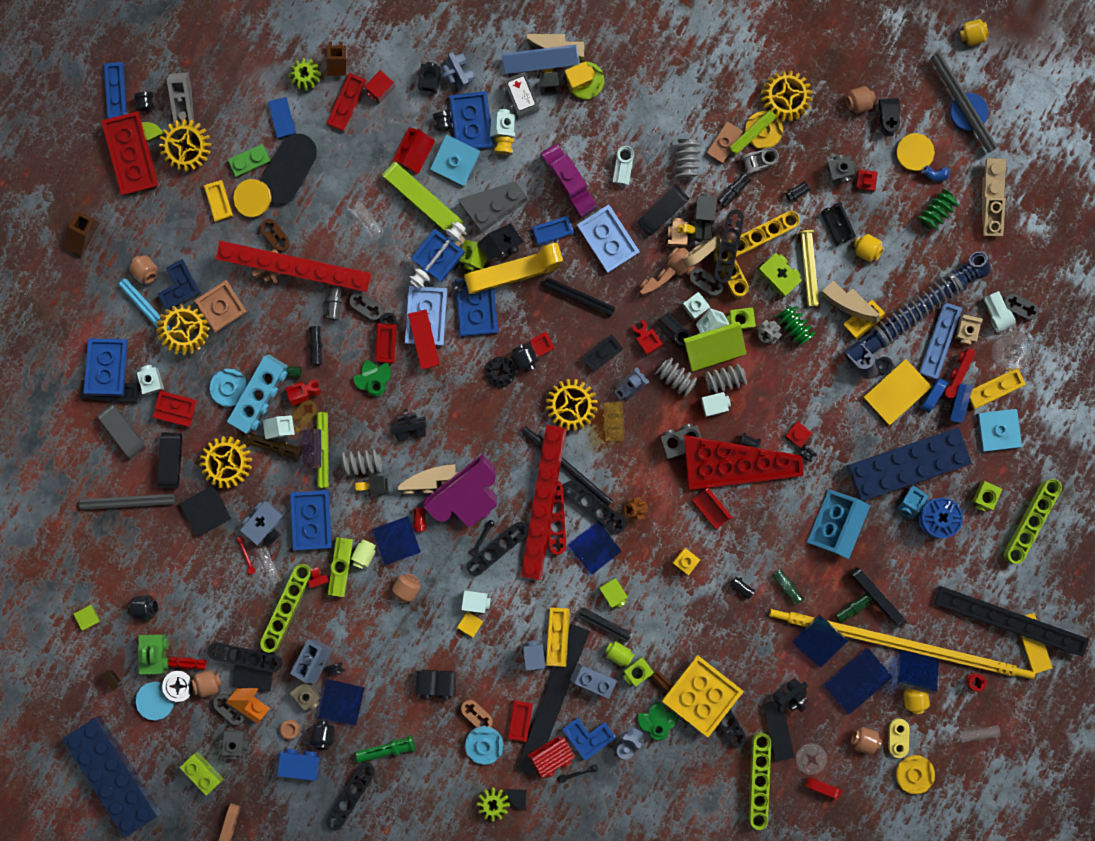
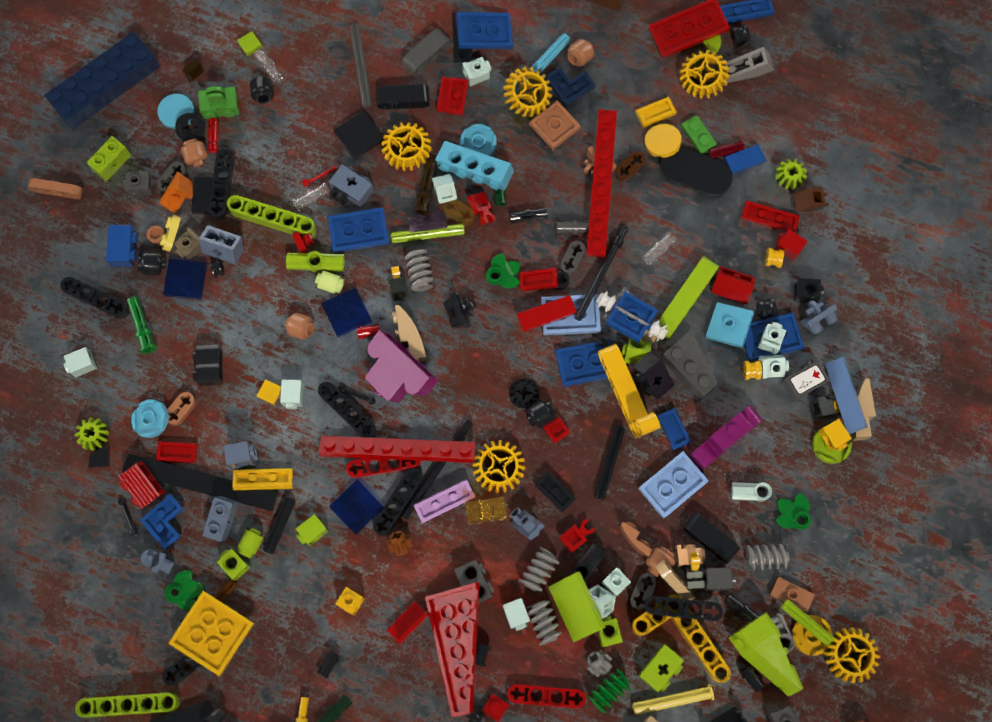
camera: 80 degrees right, 10 degrees down
(116, 599) = (268, 66): none -> clear pin
(269, 134) = (726, 149): none -> dark red axle
(287, 711) = (172, 225): none -> light yellow plate
(357, 260) = (616, 243): none -> black bar
(391, 105) = (774, 257): none -> yellow wheel
(418, 813) = (79, 362): none -> light aqua brick
(477, 127) = (769, 343): none -> light aqua brick
(599, 461) = (444, 501): none -> lavender plate
(644, 128) = (792, 510): none -> green plate
(771, 178) = (763, 649): none -> lime wedge
(791, 385) = (546, 696): none -> red beam

